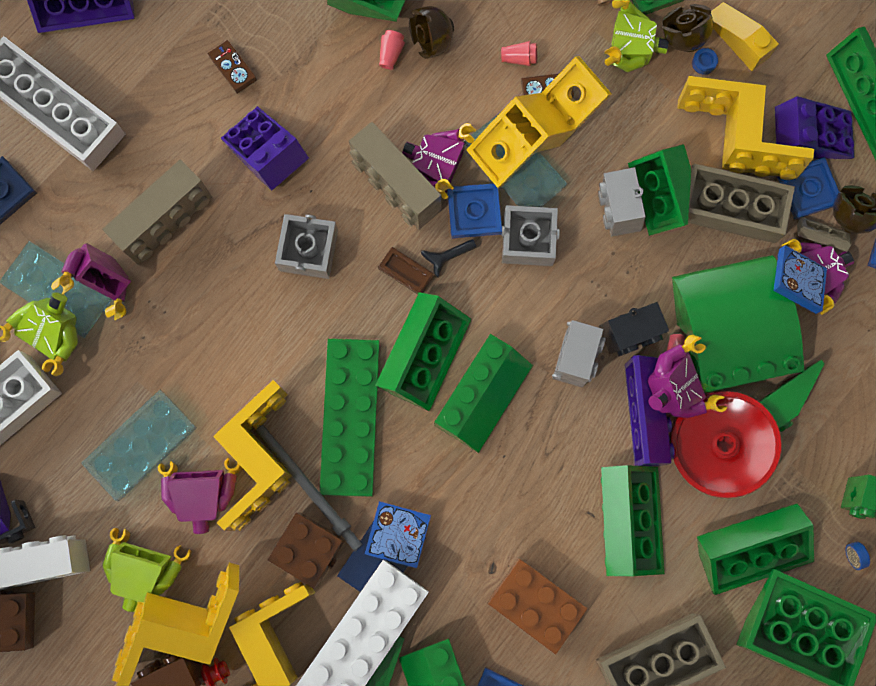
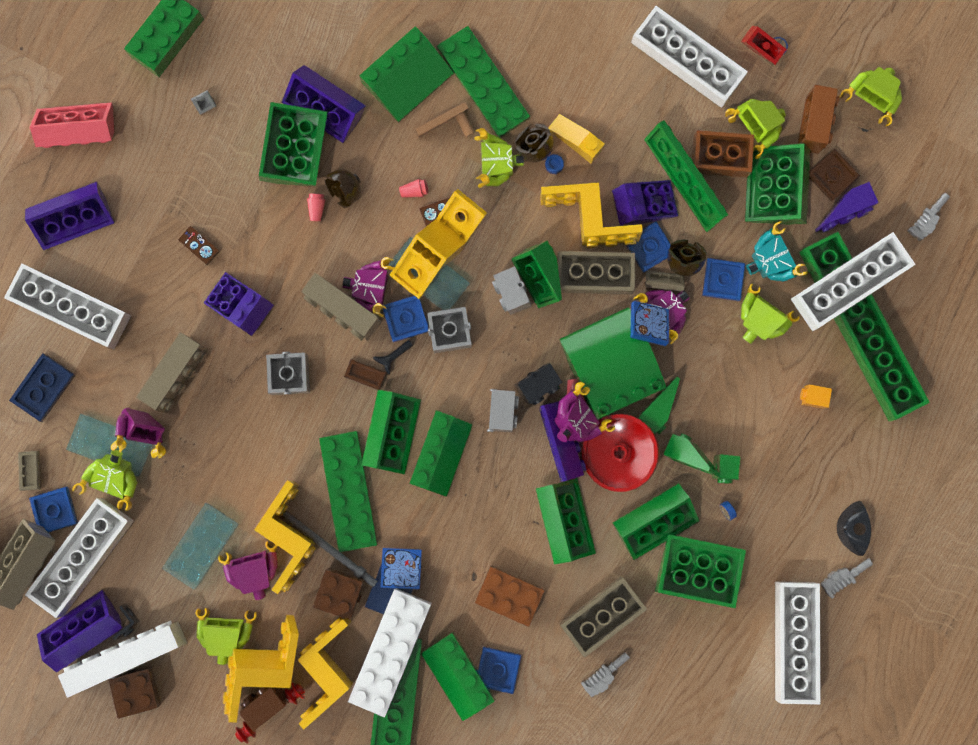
camera: 15 degrees left, 5 degrees up
(813, 462) = (686, 452): none -> green slope

